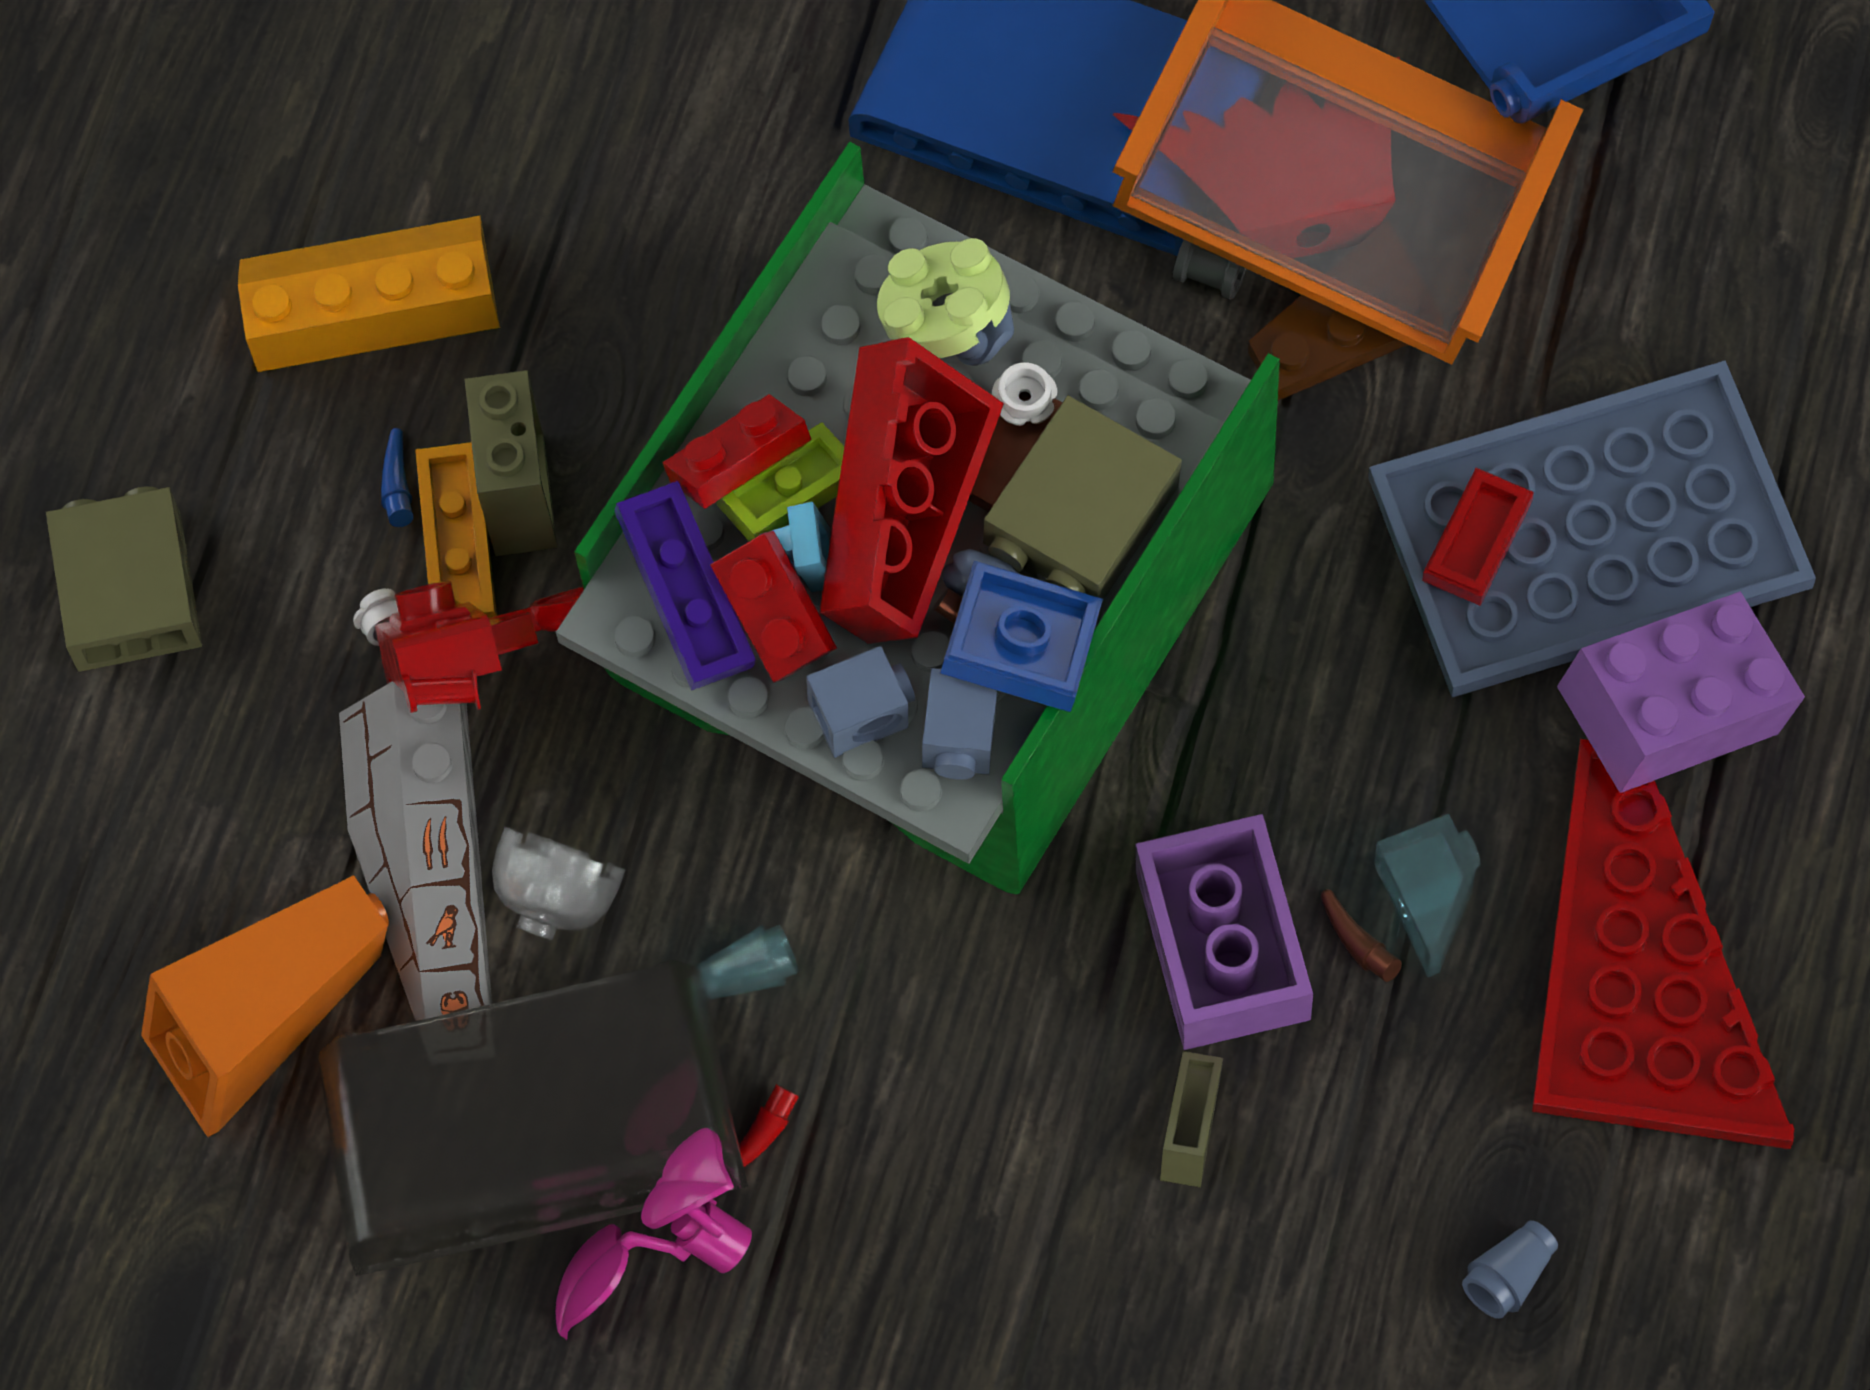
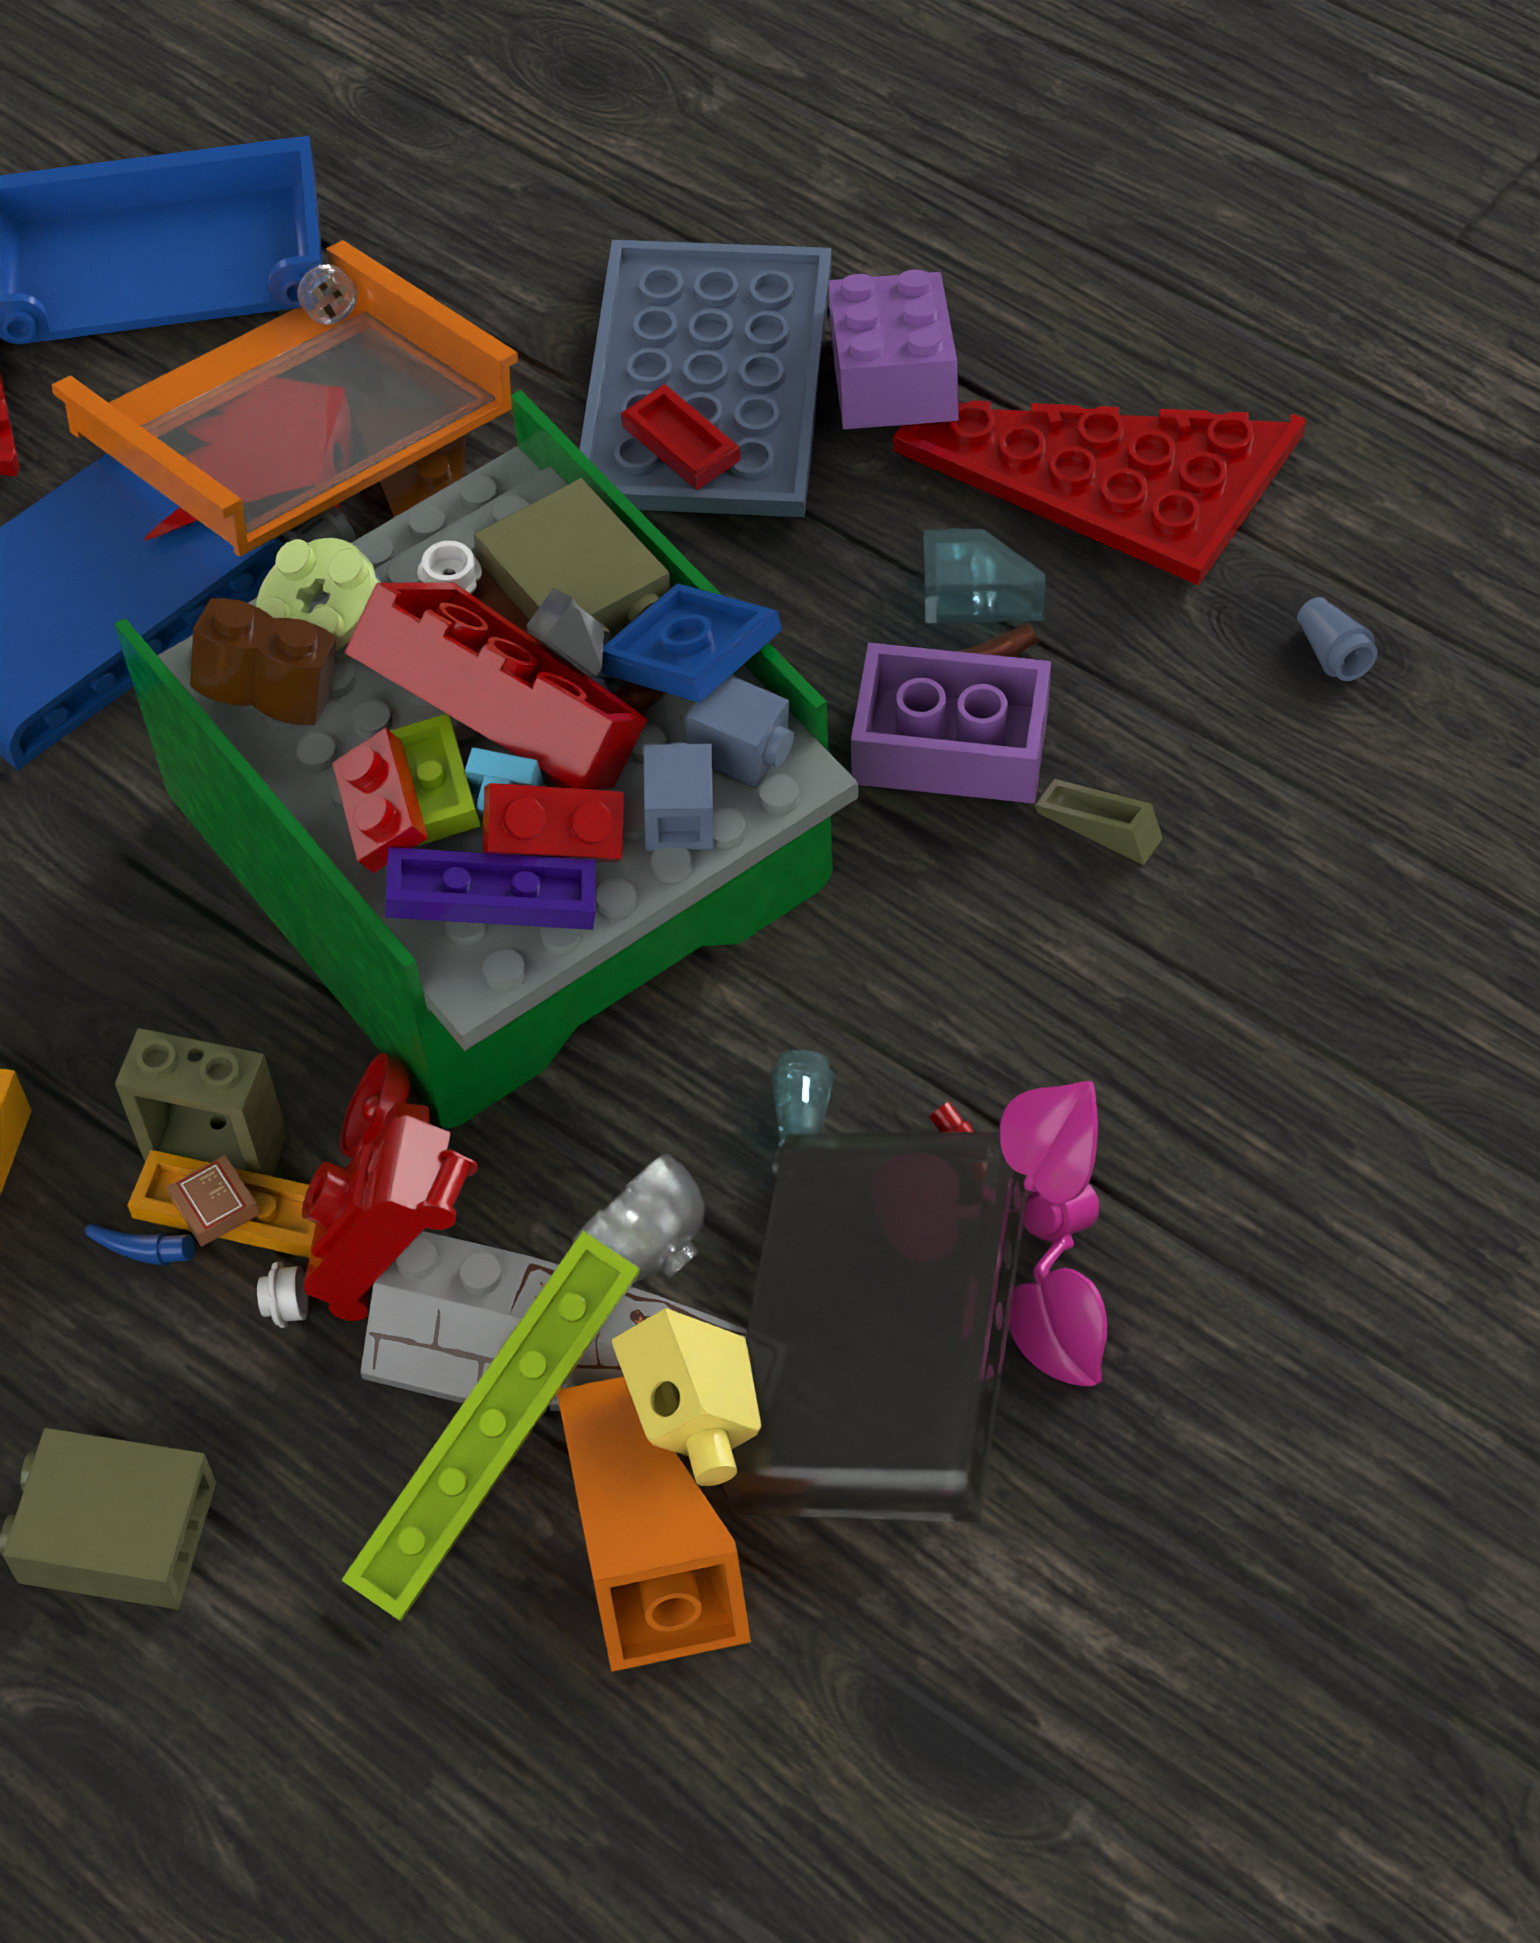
camera: 70 degrees left, 10 degrees down
(301, 837) = (491, 1426): none -> lime plate
(365, 983) = (691, 1390): none -> light yellow torso
(437, 515) = (213, 1200): none -> nougat tile
(842, 278) = (262, 661): none -> reddish brown brick
(970, 528) = (569, 632): none -> dark grey slope
(1509, 128) = (327, 294): none -> clear tile

